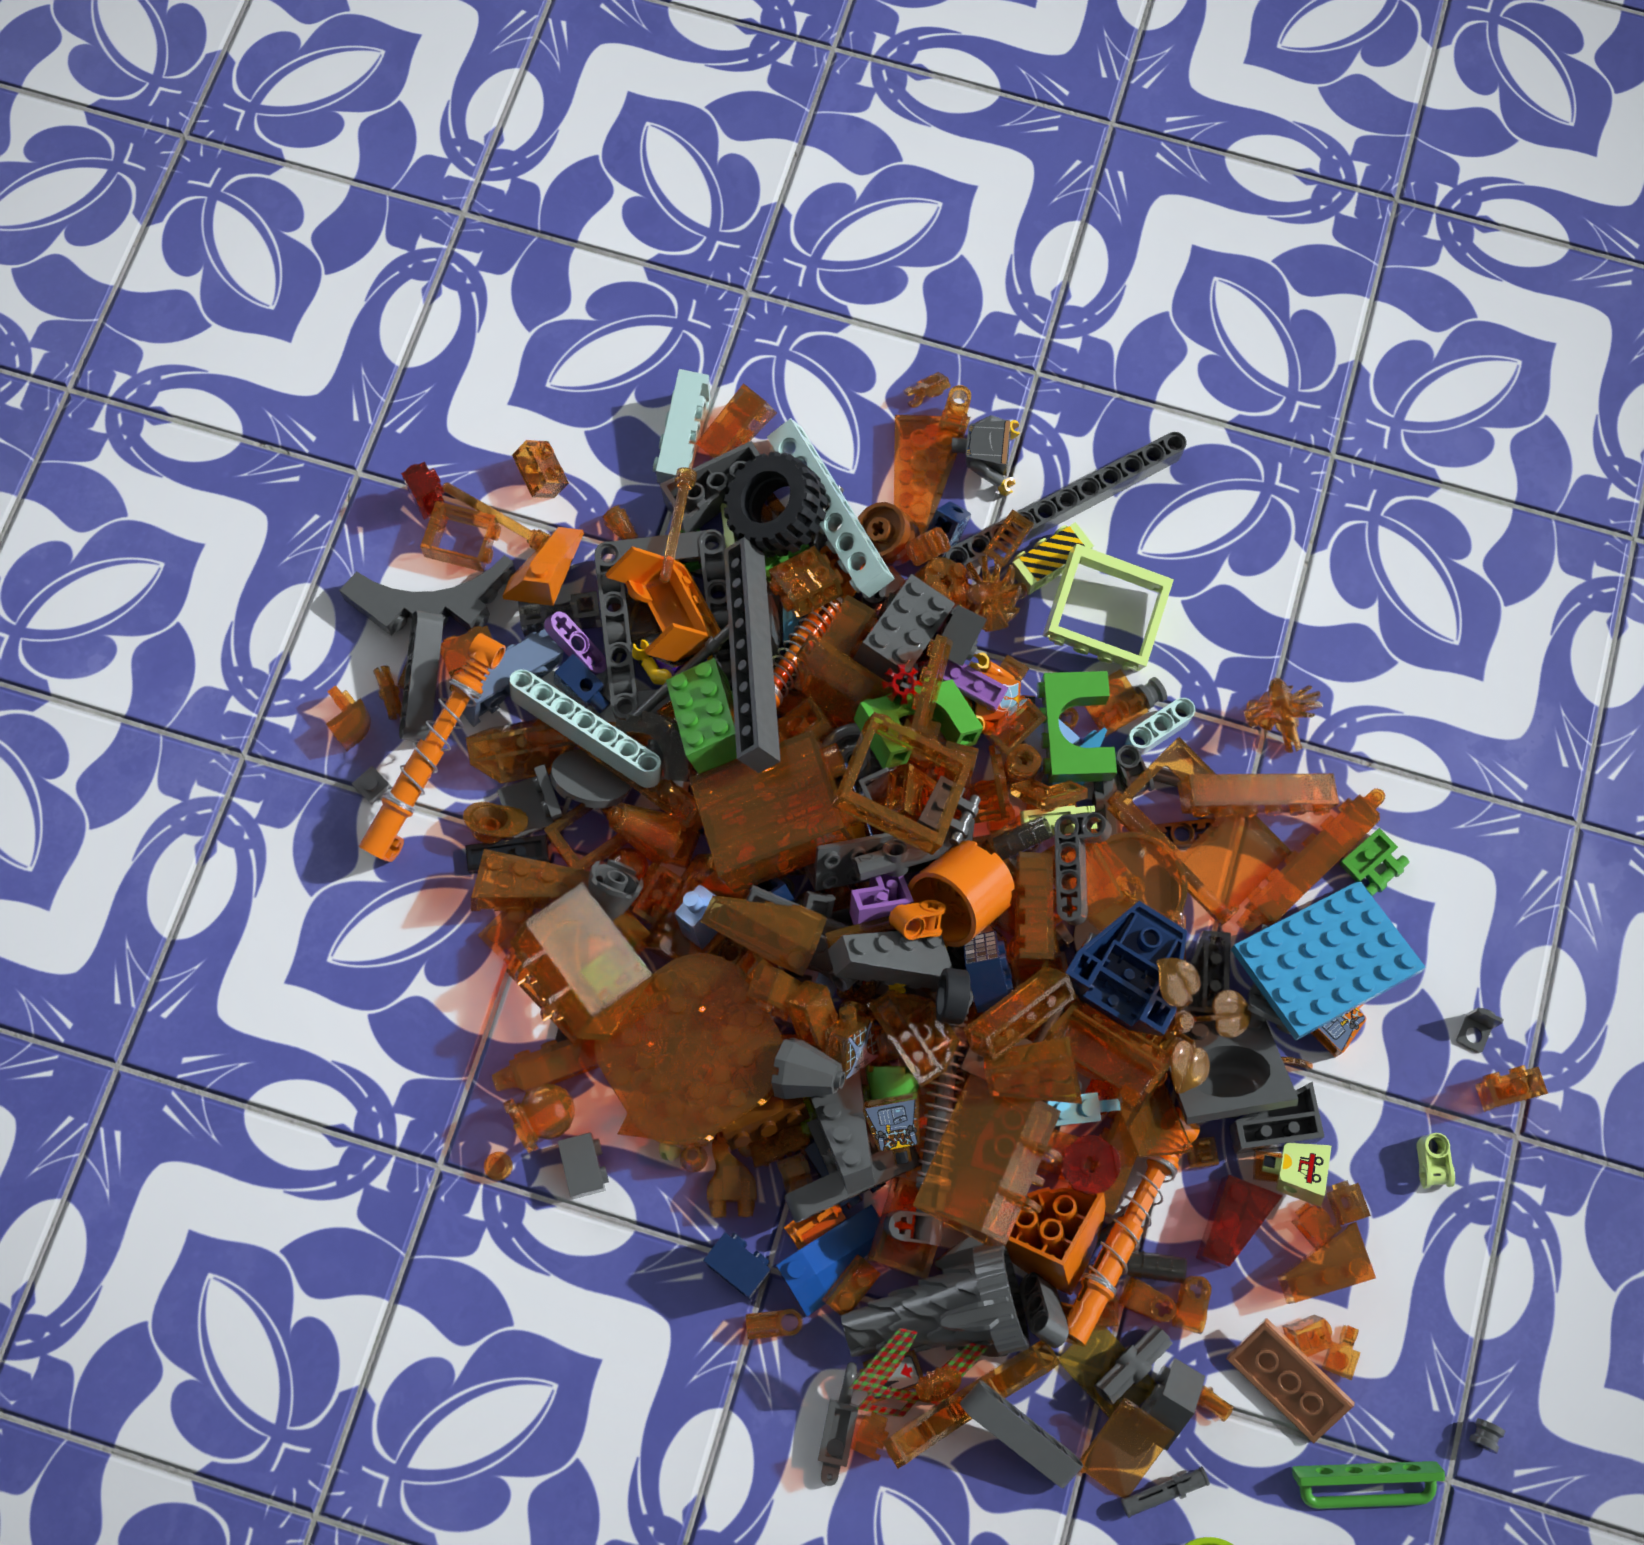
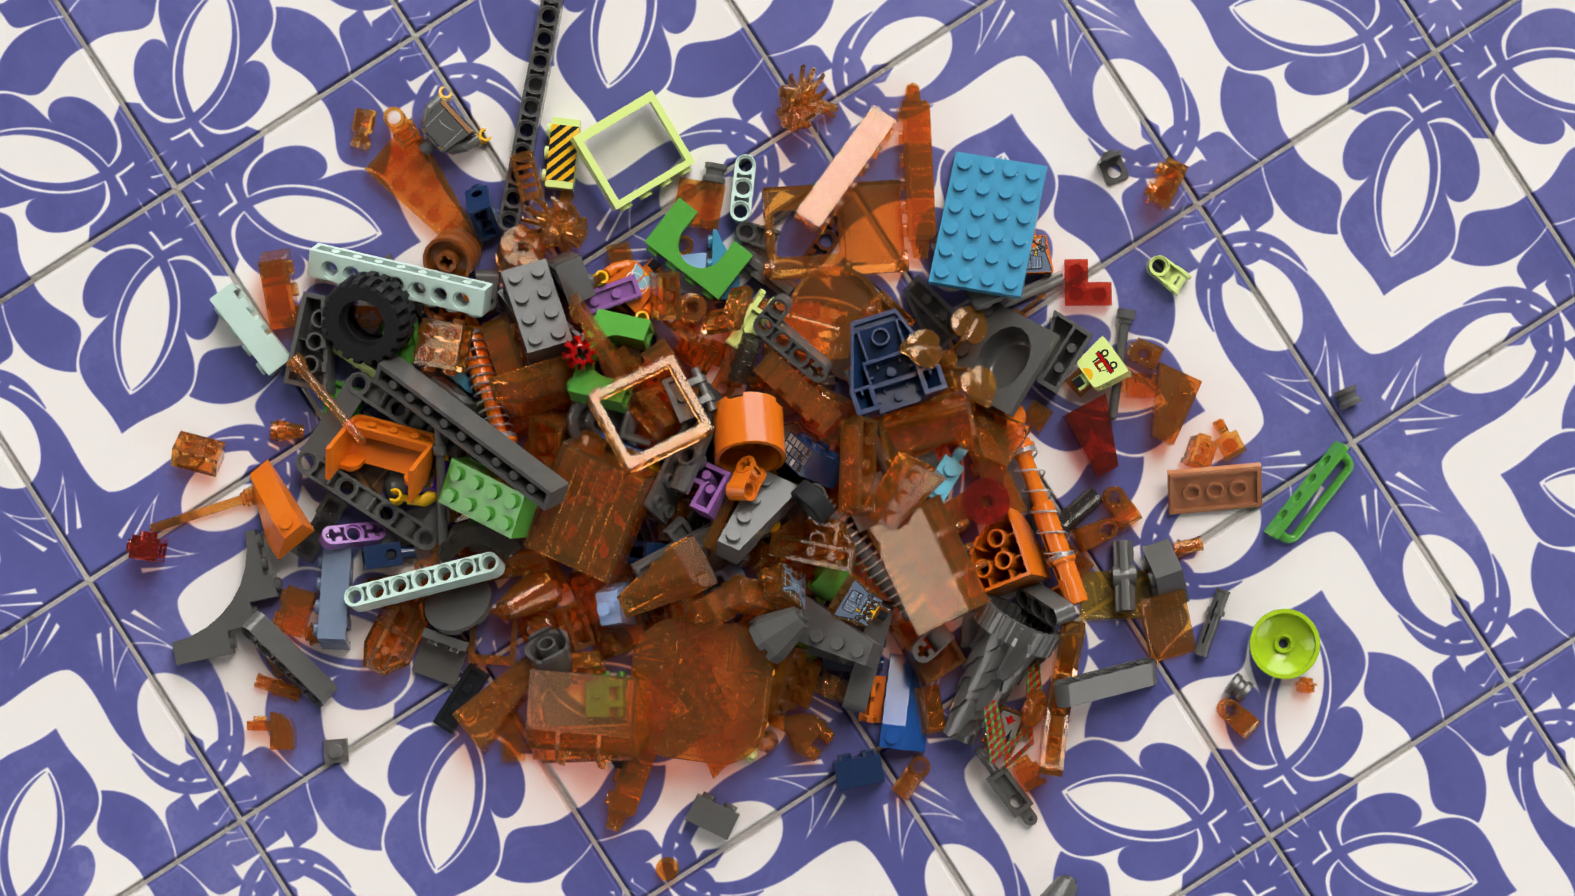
camera: 40 degrees left, 15 degrees up
(398, 803) = (373, 746): orange piece -> none
(440, 515) = (182, 561): clear orange window -> none
(494, 822) = (434, 690): clear orange piece -> none
(542, 1114) = (659, 815): clear orange tile -> none
(927, 546) = (488, 240): clear orange gear -> none
(1308, 1051) = (1036, 288): none -> light grey axle
(1346, 1097) = (1080, 291): none -> clear red plate
(1361, 1157) = (1125, 318): none -> dark grey piece
(1368, 856) = (945, 130): bright green plate -> none

